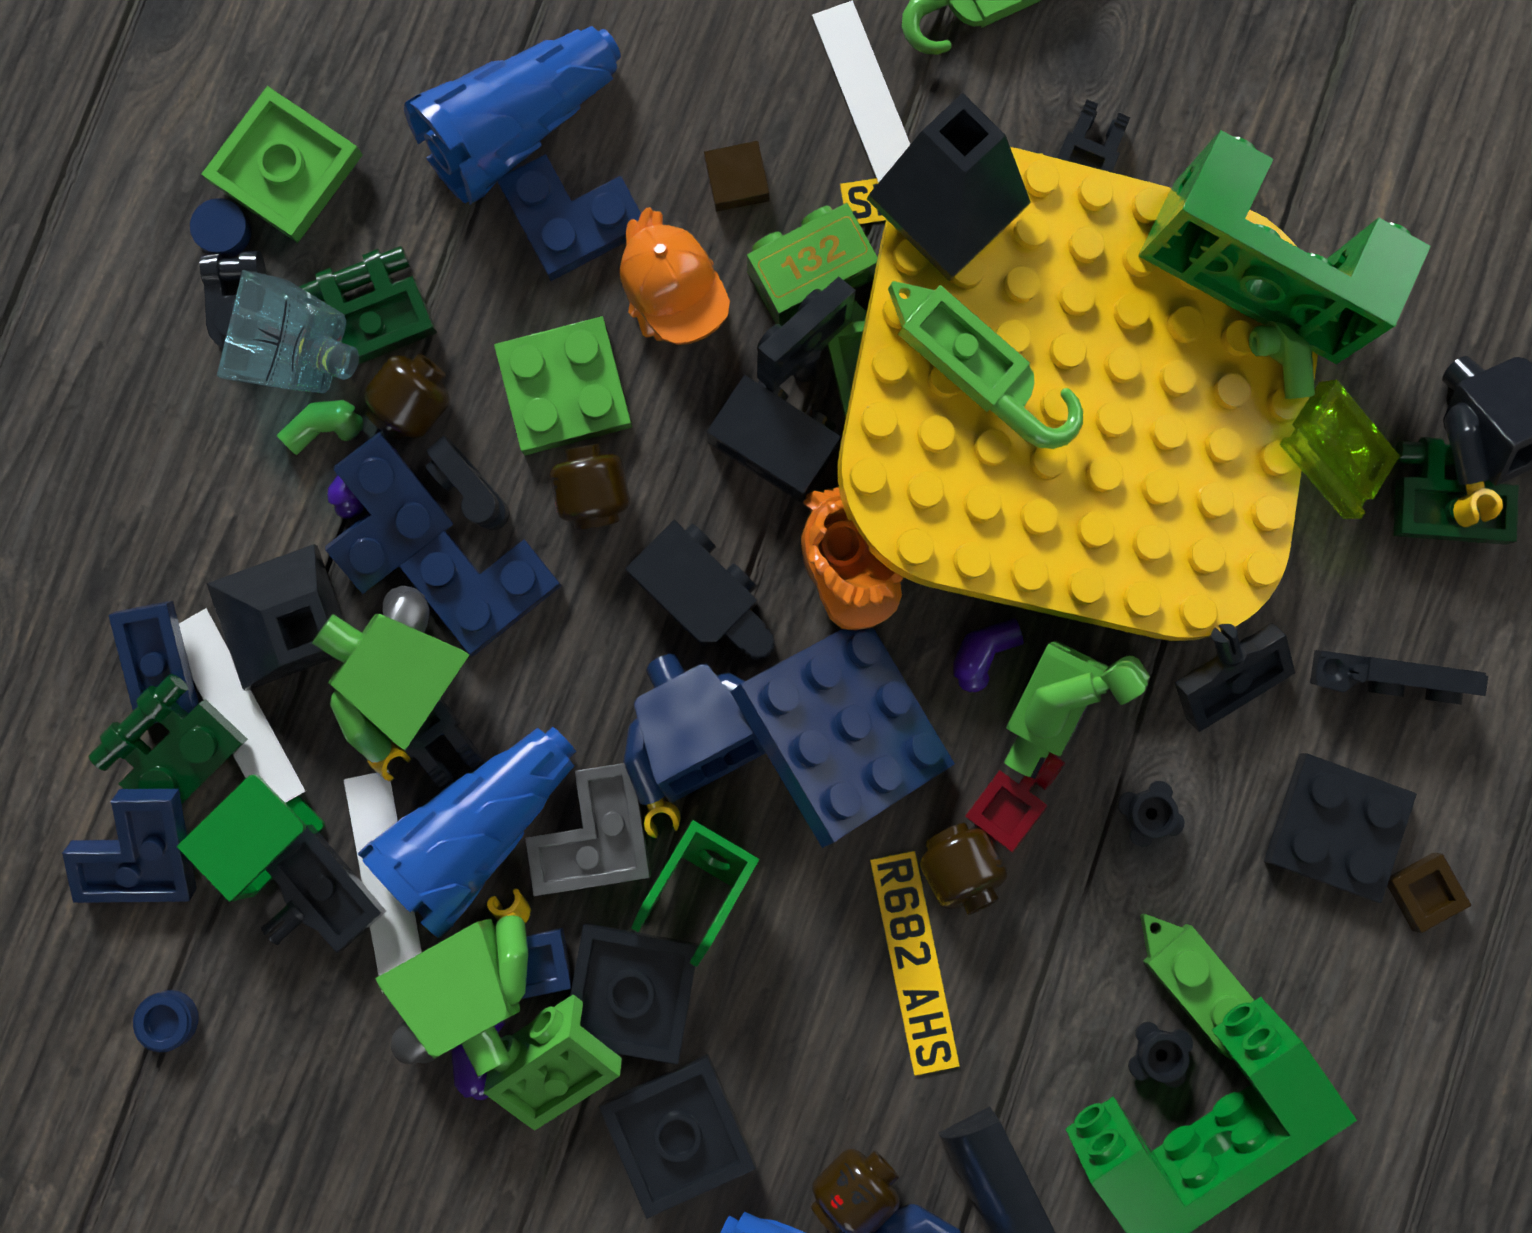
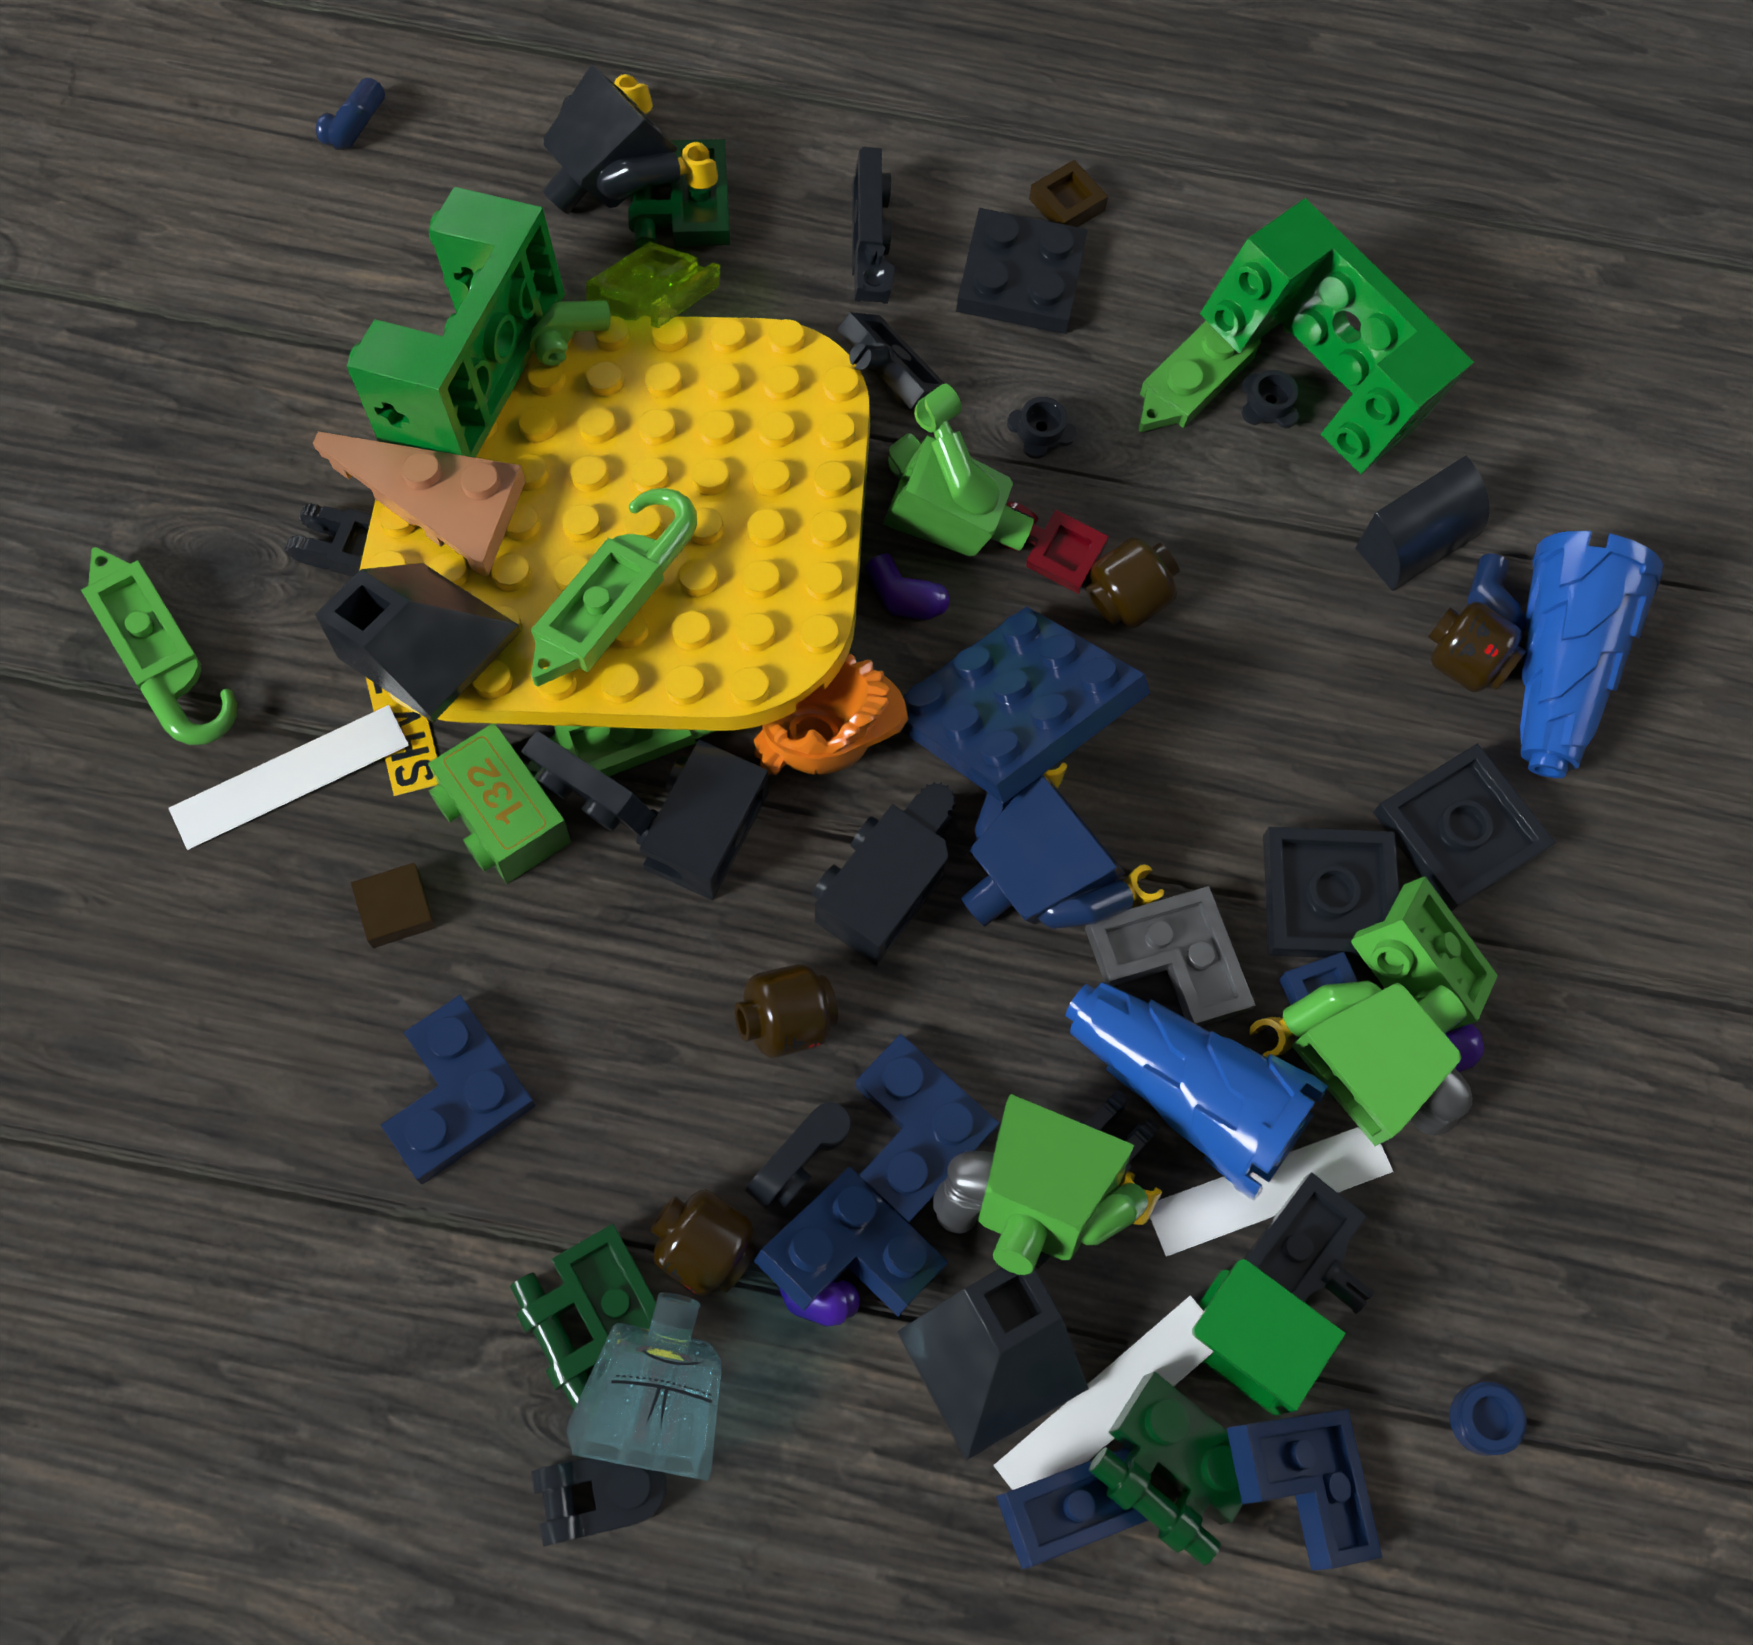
camera: 105 degrees left, 15 degrees down
(220, 228) = (502, 1533): dark blue tile -> none
(282, 164) = (412, 1461): bright green plate -> none
(318, 418) = (739, 1353): bright green arm -> none
(505, 108) = (339, 1181): blue cone -> none
(563, 385) = (665, 1067): bright green plate -> none
(670, 282) = (535, 950): orange hair -> none
(733, 873) = (1219, 796): green piece -> none
(914, 963) = (1232, 629): yellow sticker -> none
(1108, 230) = (447, 494): none -> nougat wing

